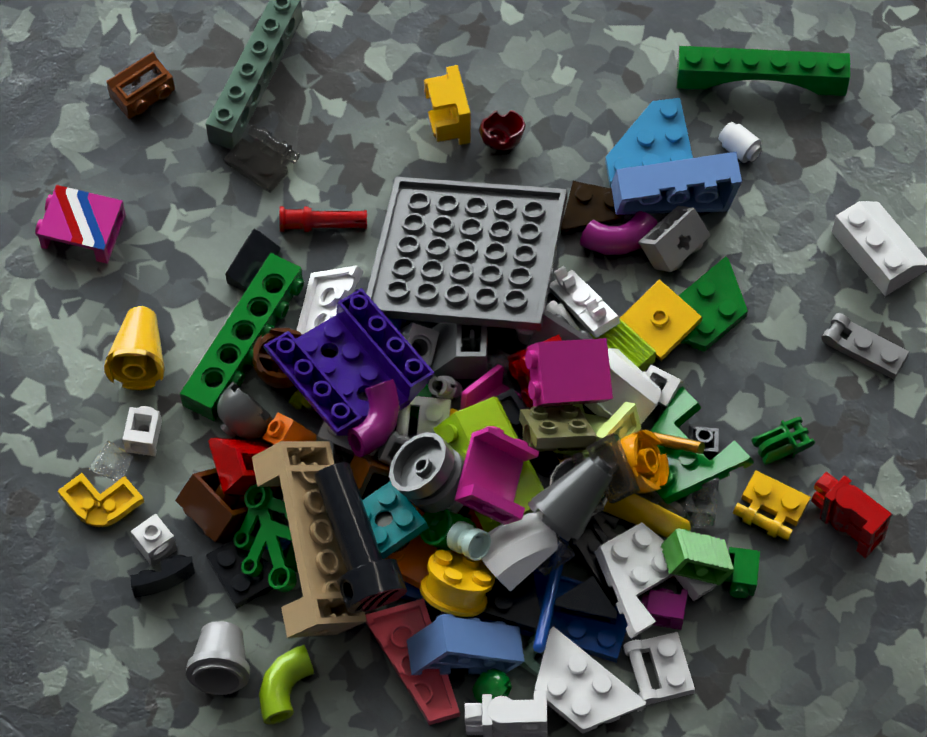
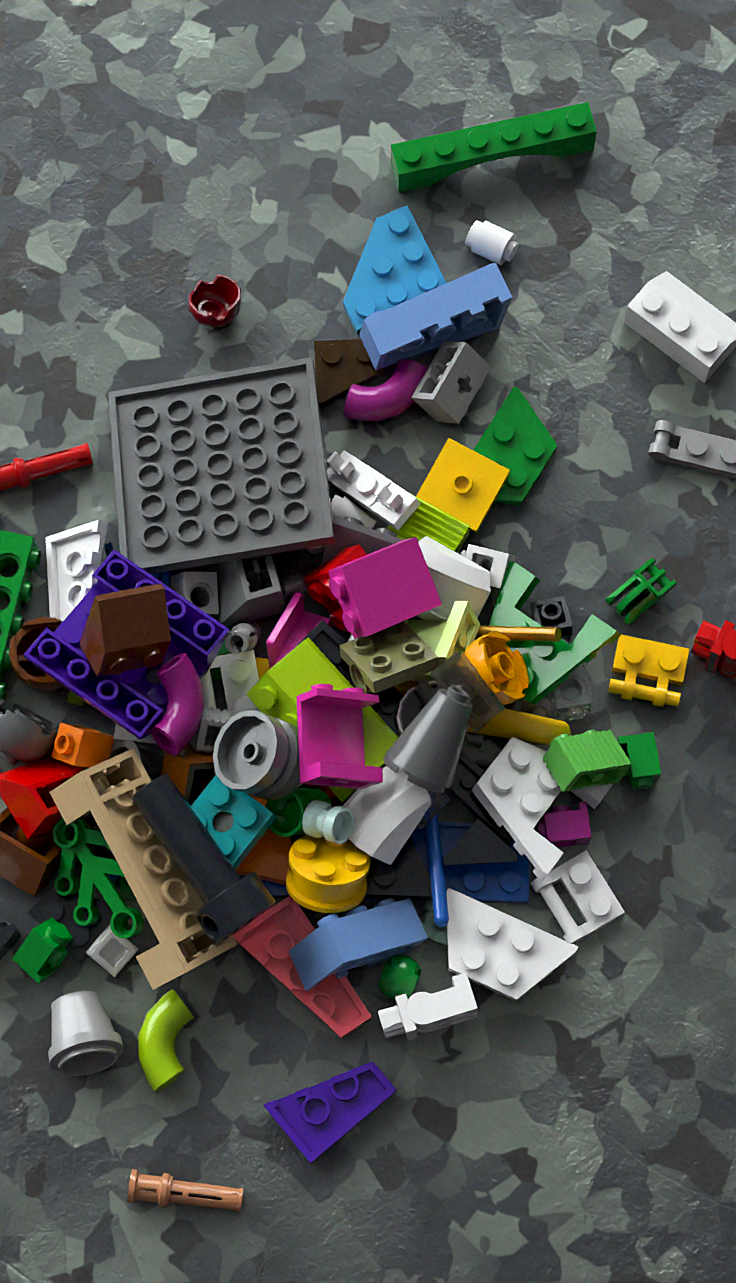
camera: 15 degrees left, 10 degrees up
(209, 585) = (43, 950): none -> green brick
(263, 603) = (111, 951): none -> white tile
(351, 346) = (127, 630): none -> reddish brown slope
(451, 110) = (147, 292): yellow panel -> none

